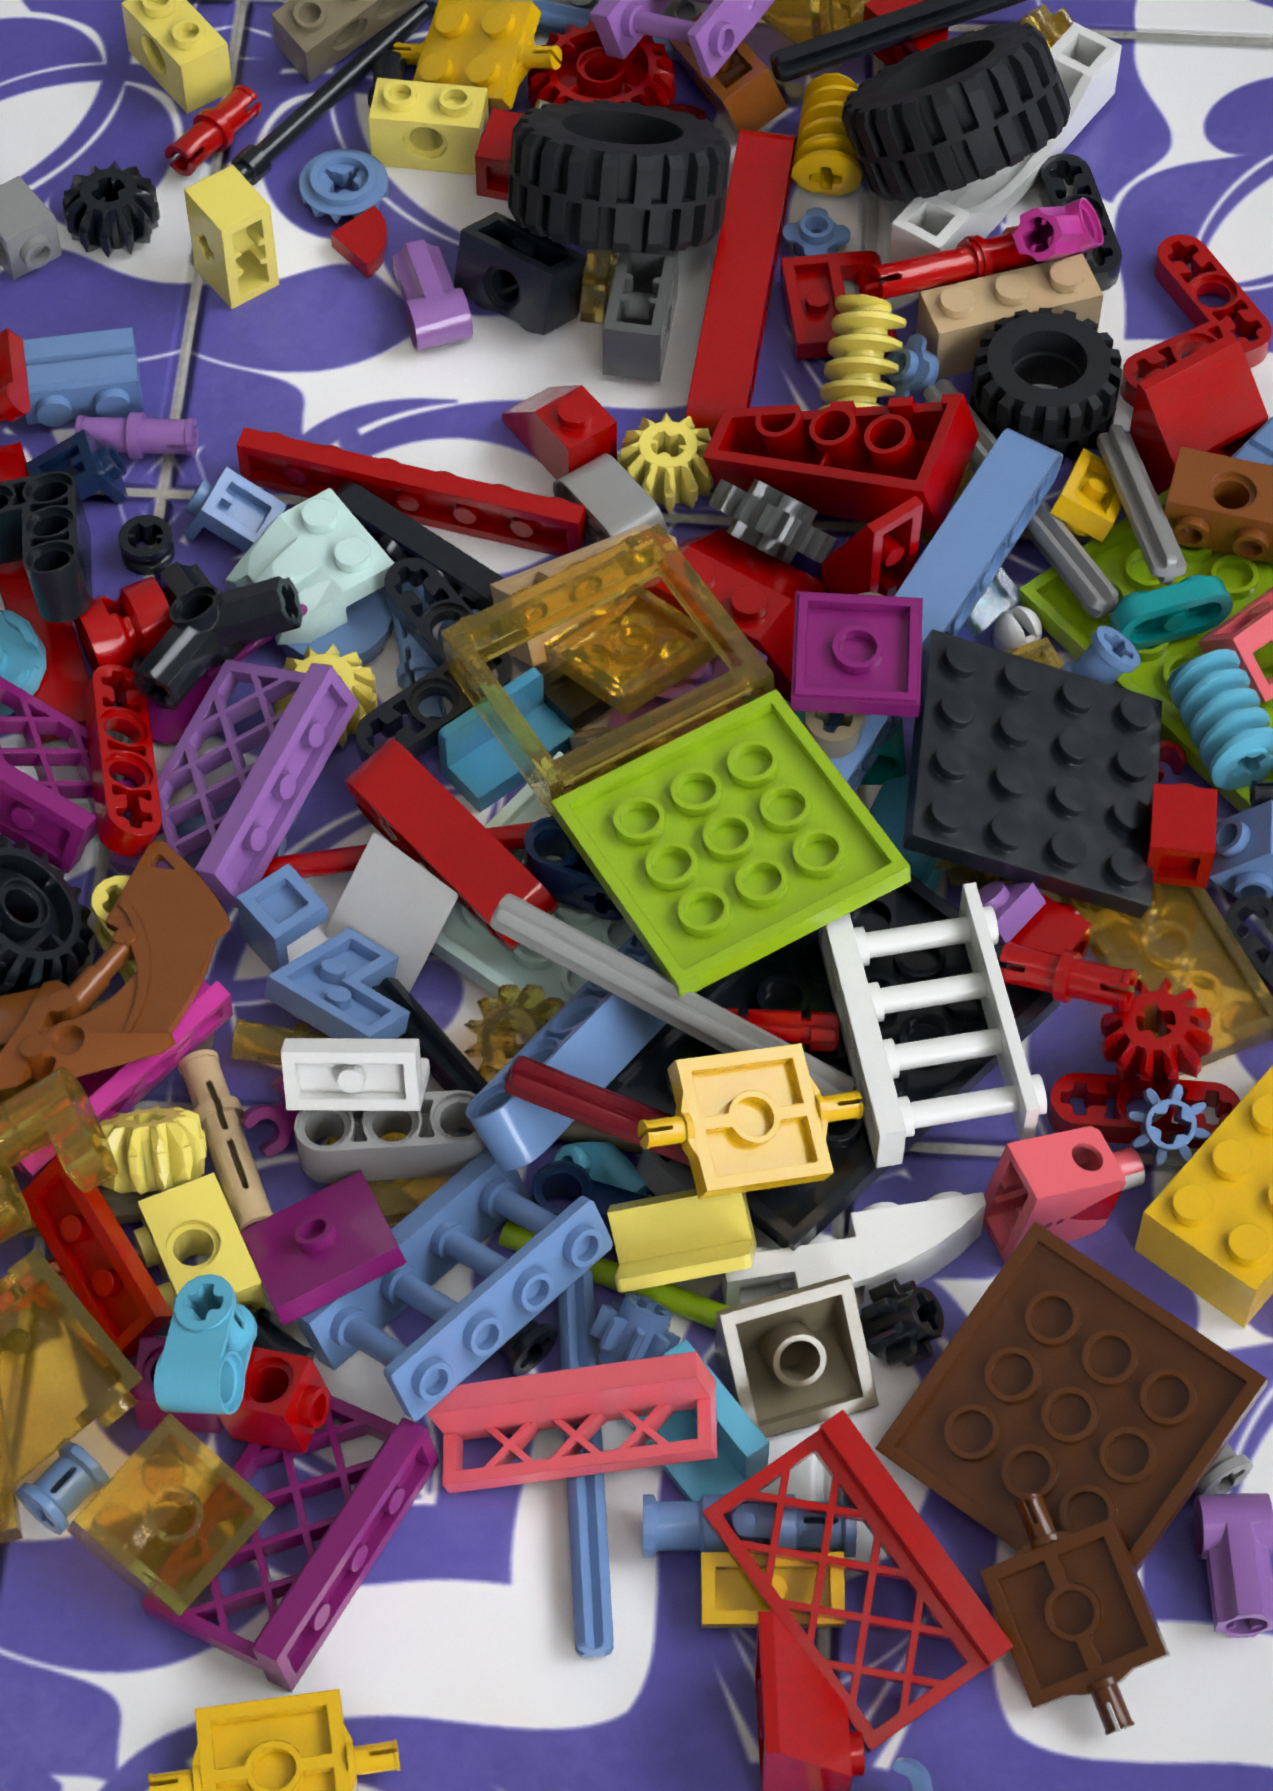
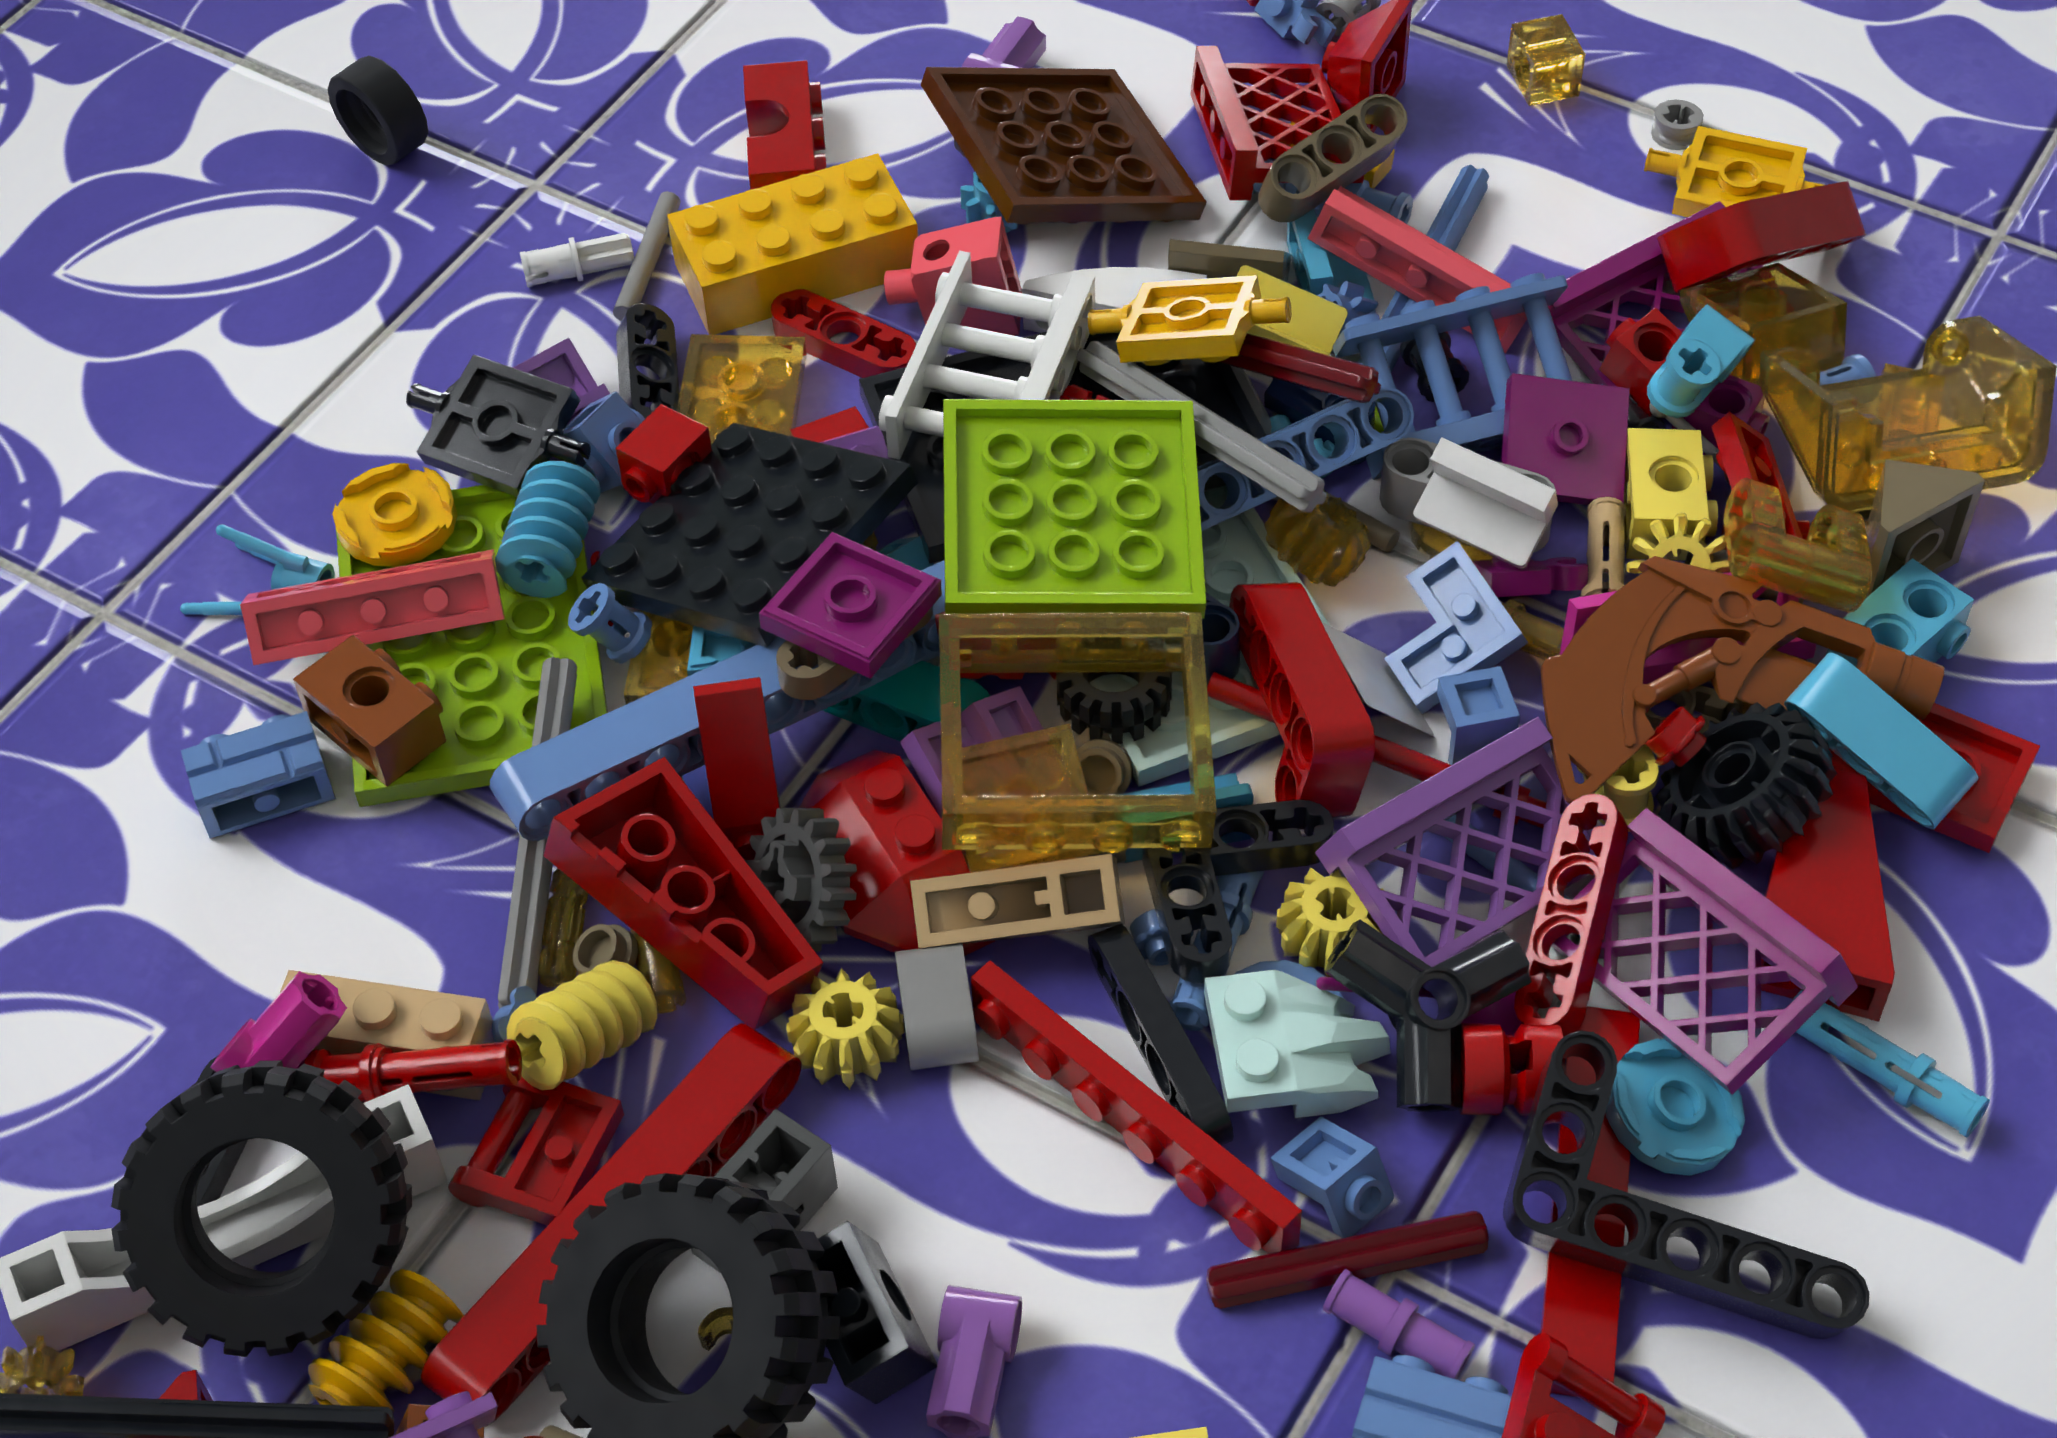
camera: 150 degrees left, 5 degrees down
(82, 918) = (1677, 737): none -> red plate
(90, 464) = (1489, 1296): dark blue bracket -> none
(148, 530) = (1453, 1176): black bush -> none
(186, 475) = (1361, 1254): none -> dark red axle
(189, 1617) = (1761, 233): none -> red beam
(446, 1061) = (1390, 569): black axle -> none
(563, 428) = (929, 1119): red slope -> none
(731, 1458) = (1348, 140): none -> dark tan beam
(815, 234) = (473, 1241): medium blue plate -> none
(901, 1322) = (1137, 247): black gear -> none
(1051, 352) = (414, 890): black tyre -> none
(1068, 976) = (853, 354): red pin -> none
(1074, 1613) = (1139, 61): reddish brown plate -> none
(1088, 498) = (463, 805): yellow plate -> none
(1141, 505) = (447, 743): light grey axle -> none
(1172, 611) = (508, 635): teal plate -> none
(1180, 1030) = (808, 331): red gear -> none
(1183, 1115) = (848, 280): medium blue gear -> none
(1196, 404) = (317, 830): red slope -> none
(1211, 323) = (200, 946): red beam -> none

